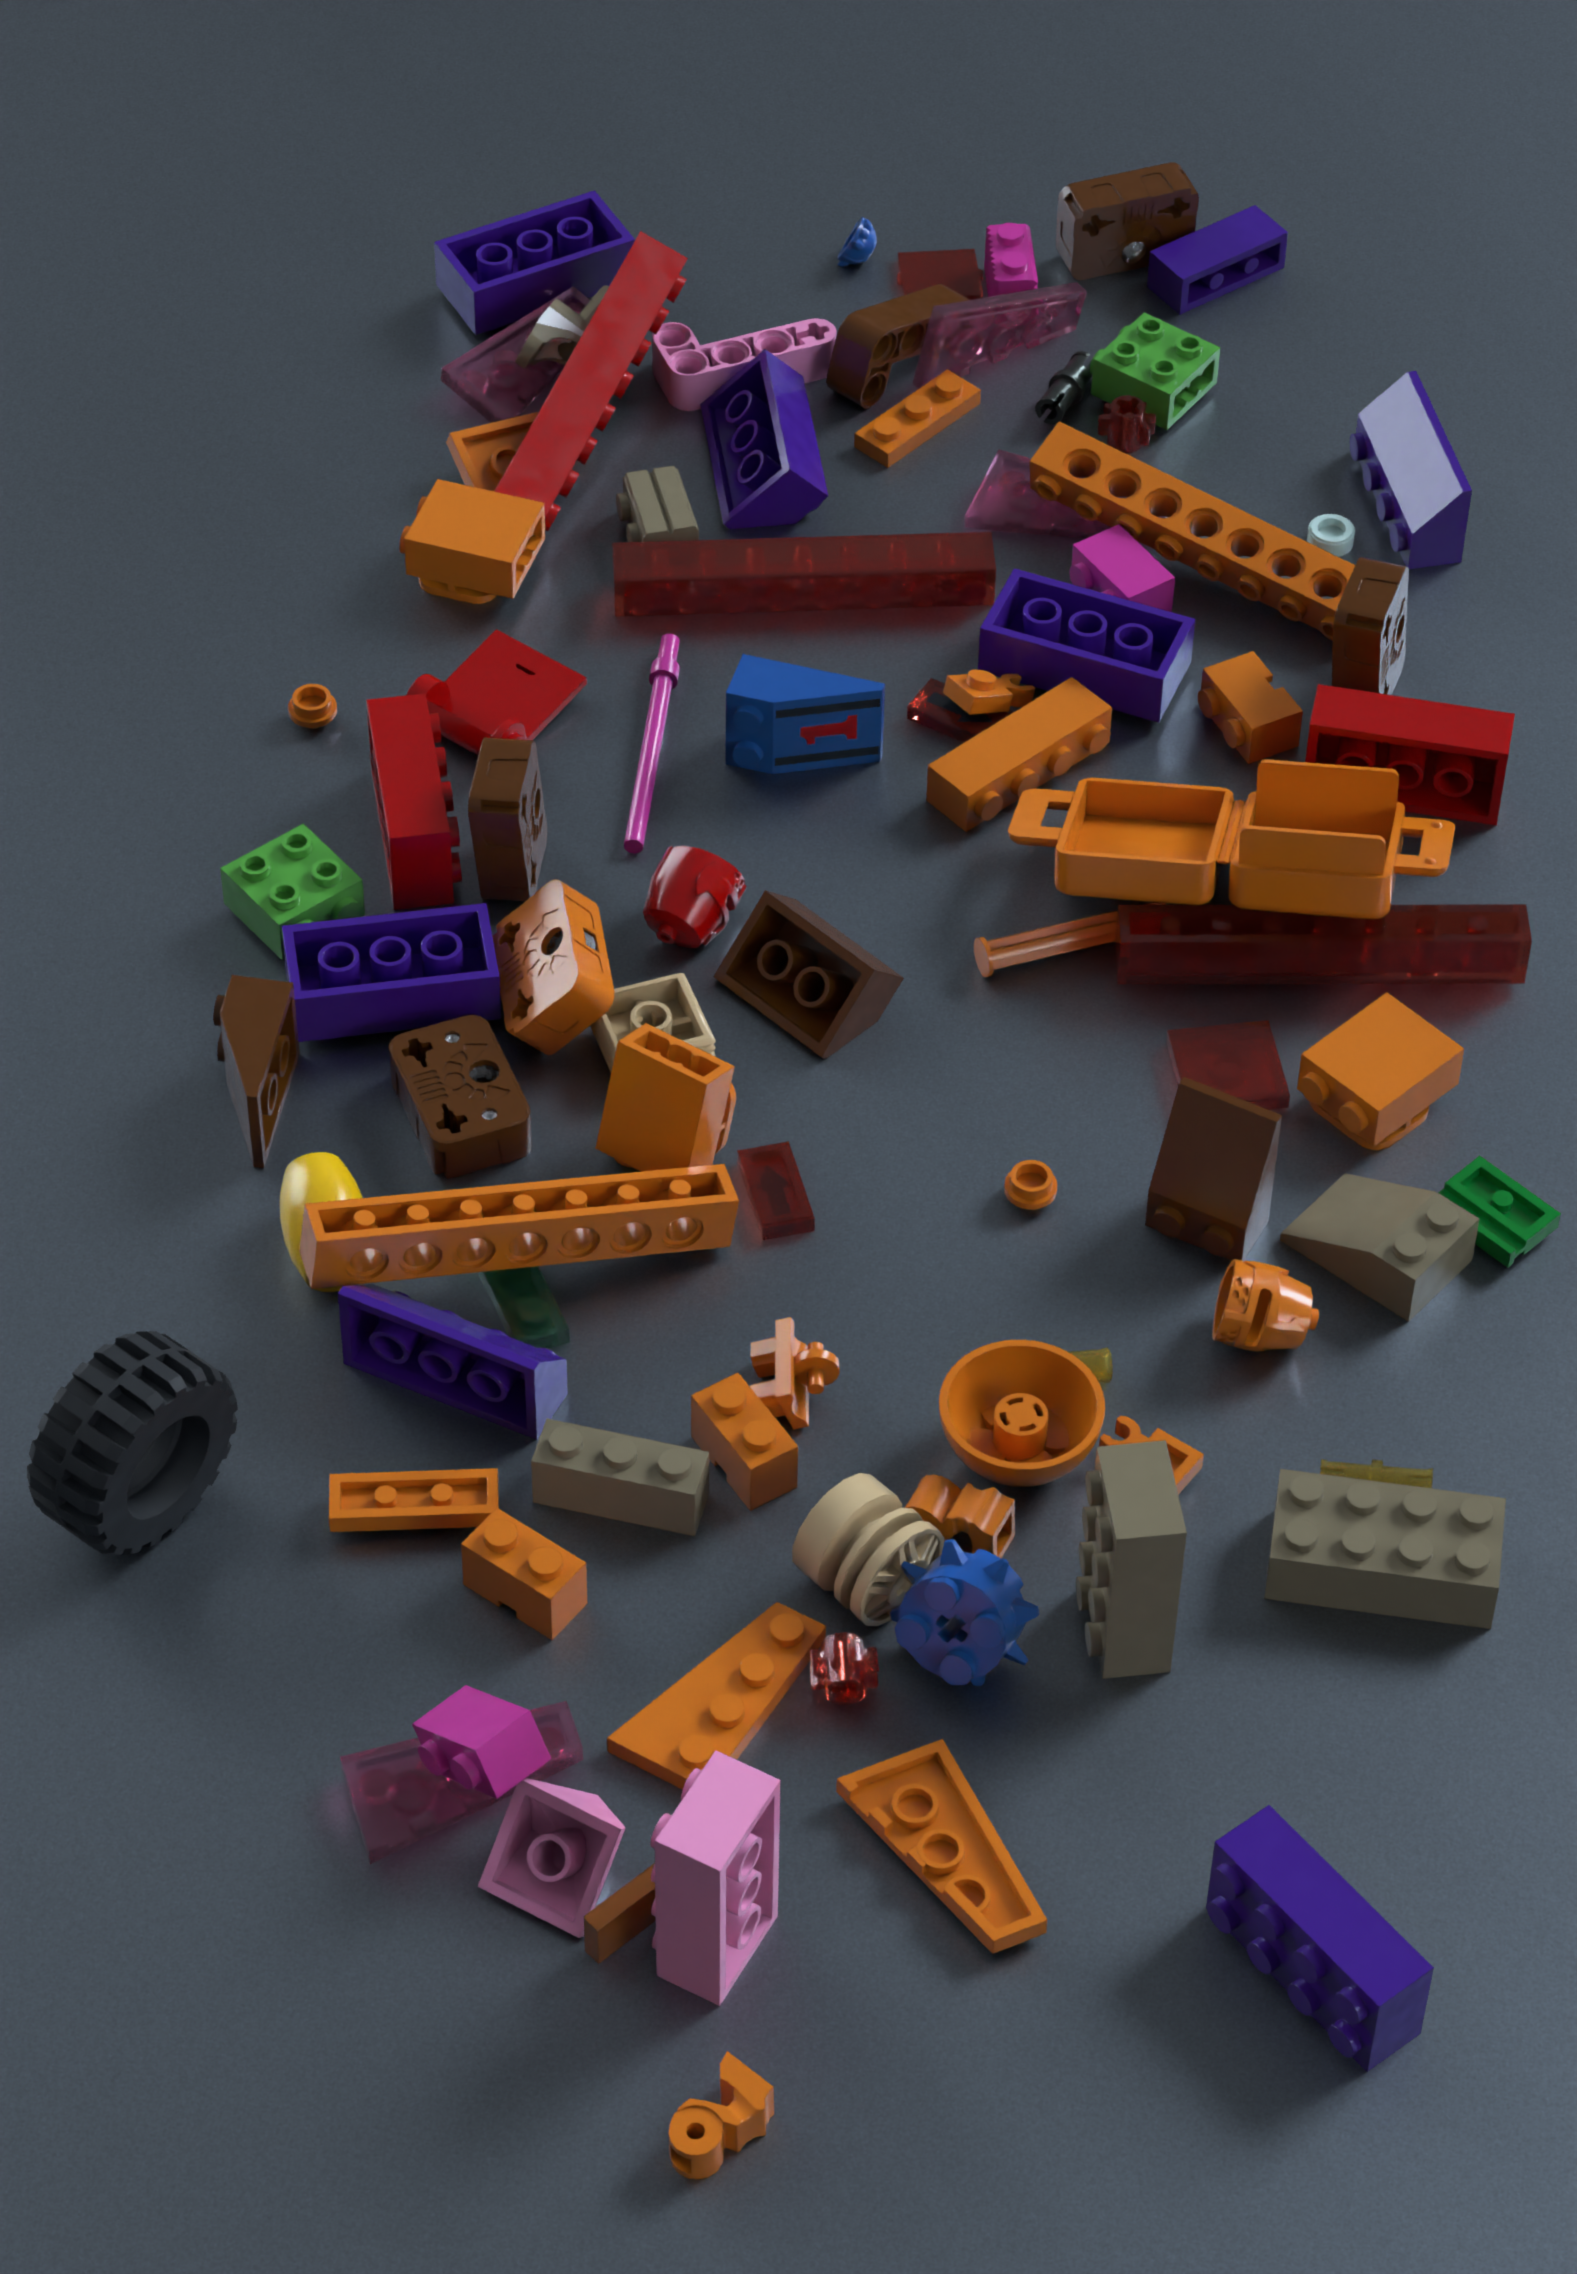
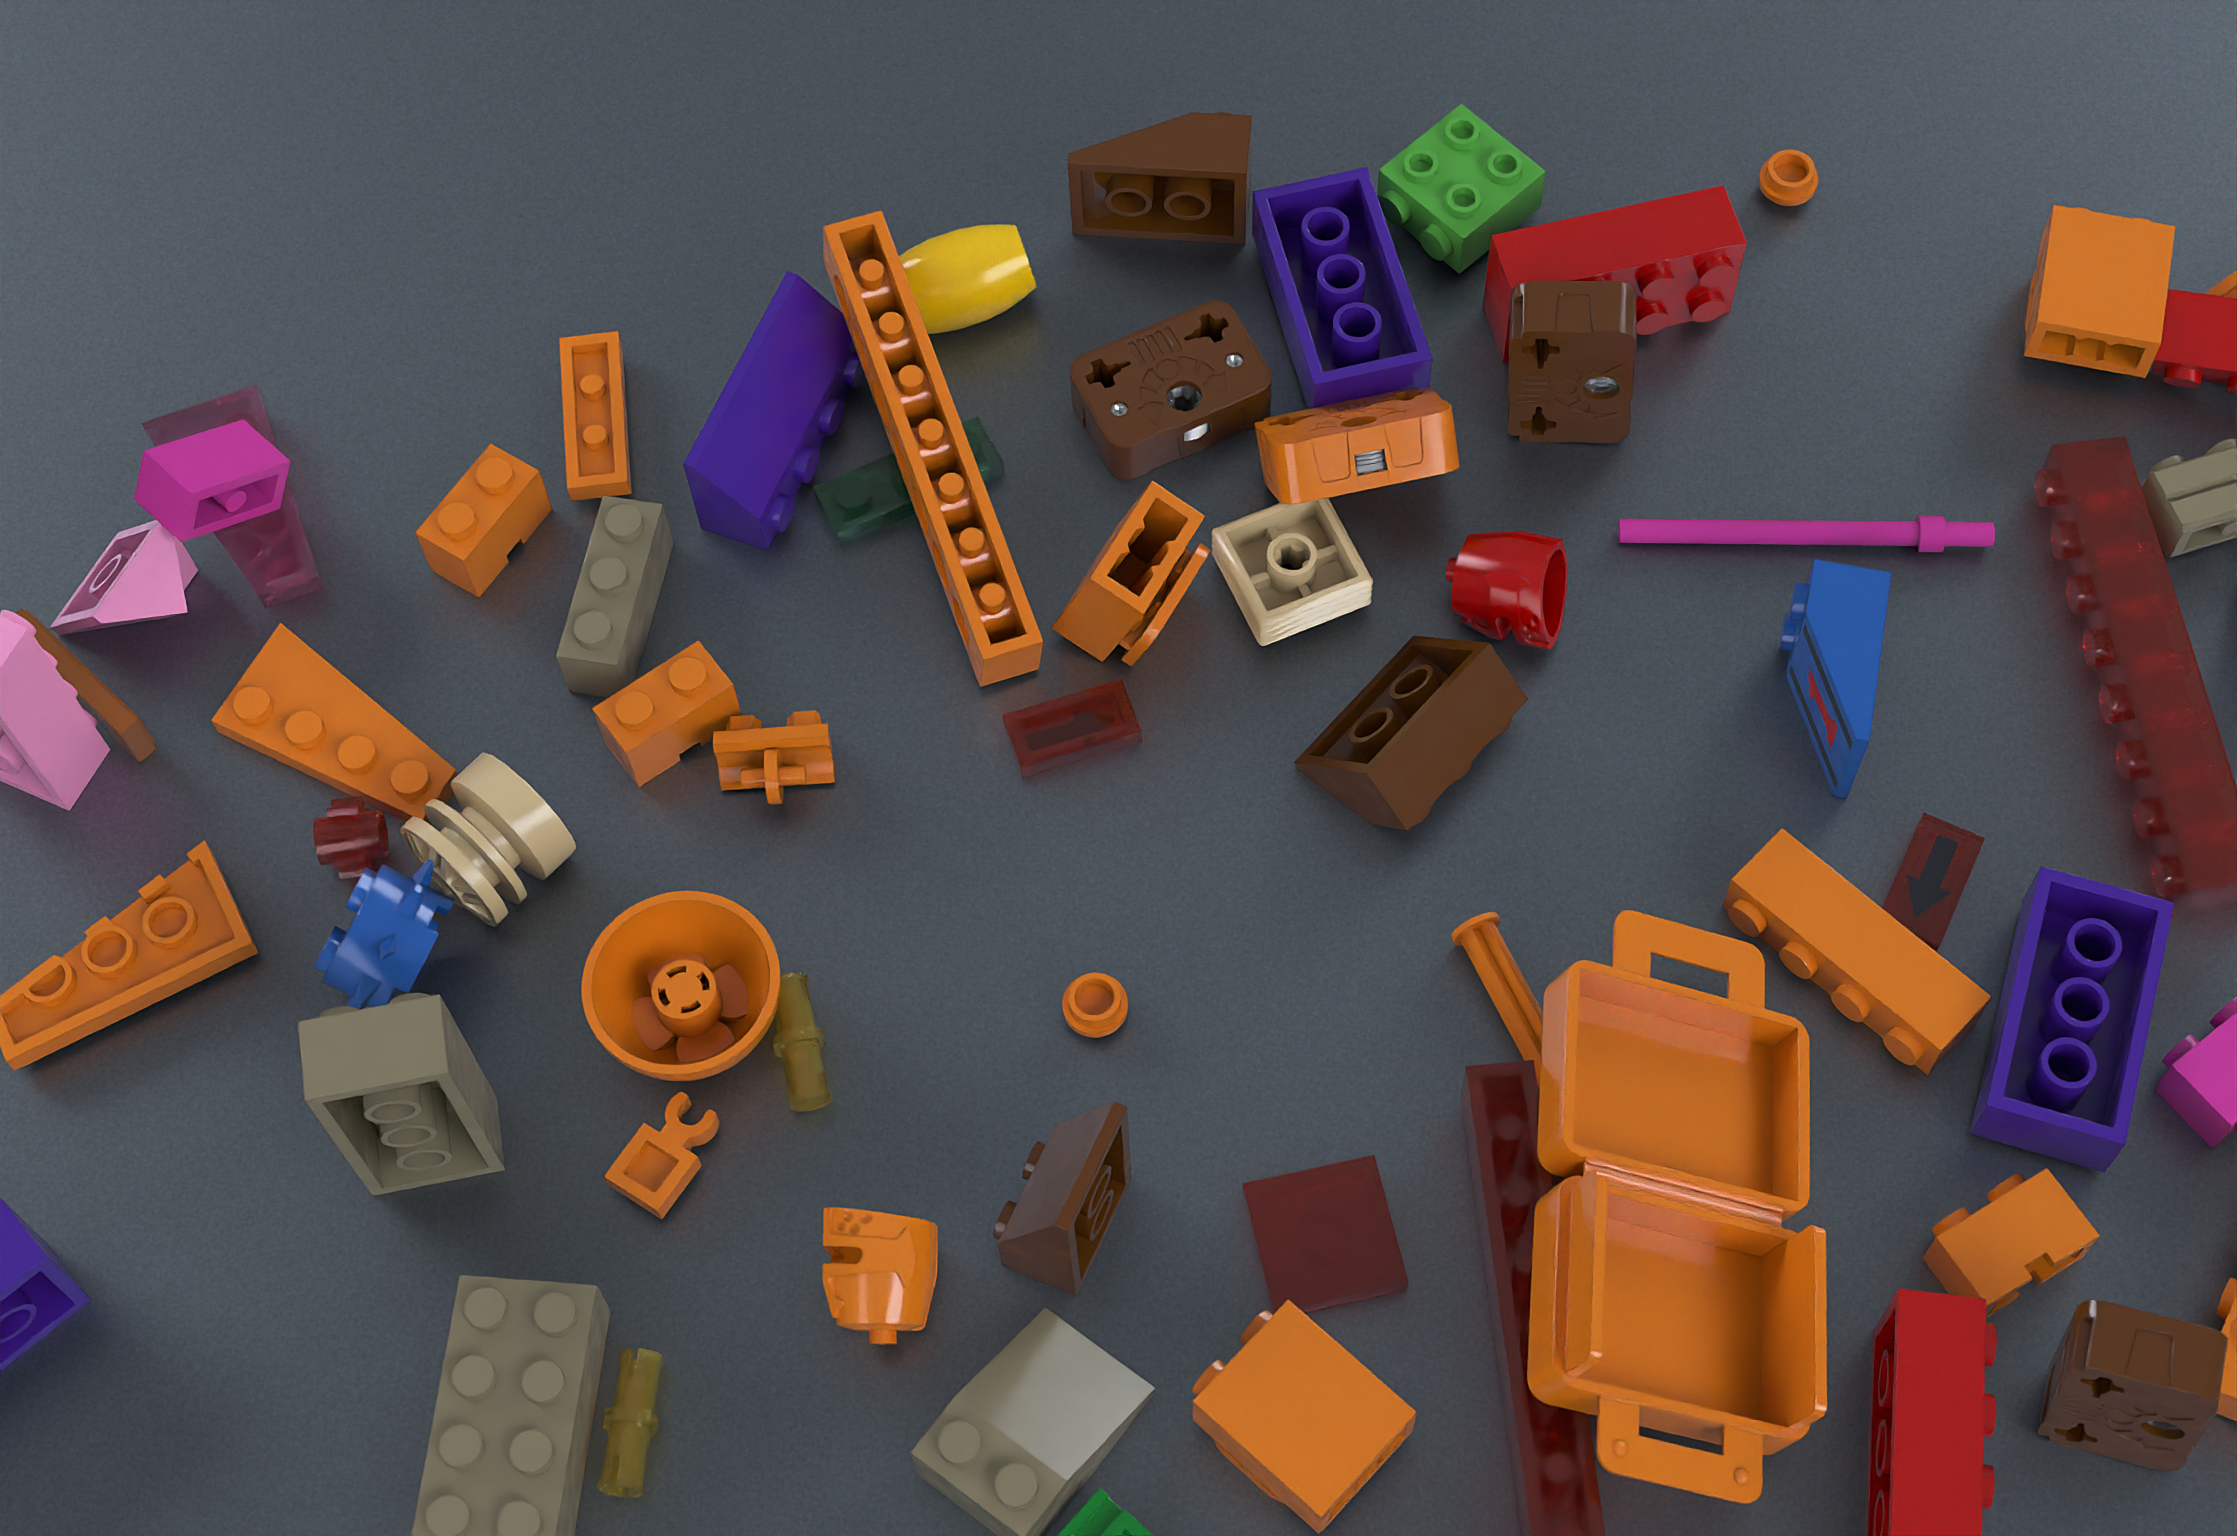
camera: 90 degrees right, 15 degrees up
(132, 1442) = (586, 124): black tyre -> none
(499, 693) = (1838, 356): red door -> none
(980, 1513) = (548, 963): orange leg -> none
(984, 693) = (1955, 898): orange plate -> none

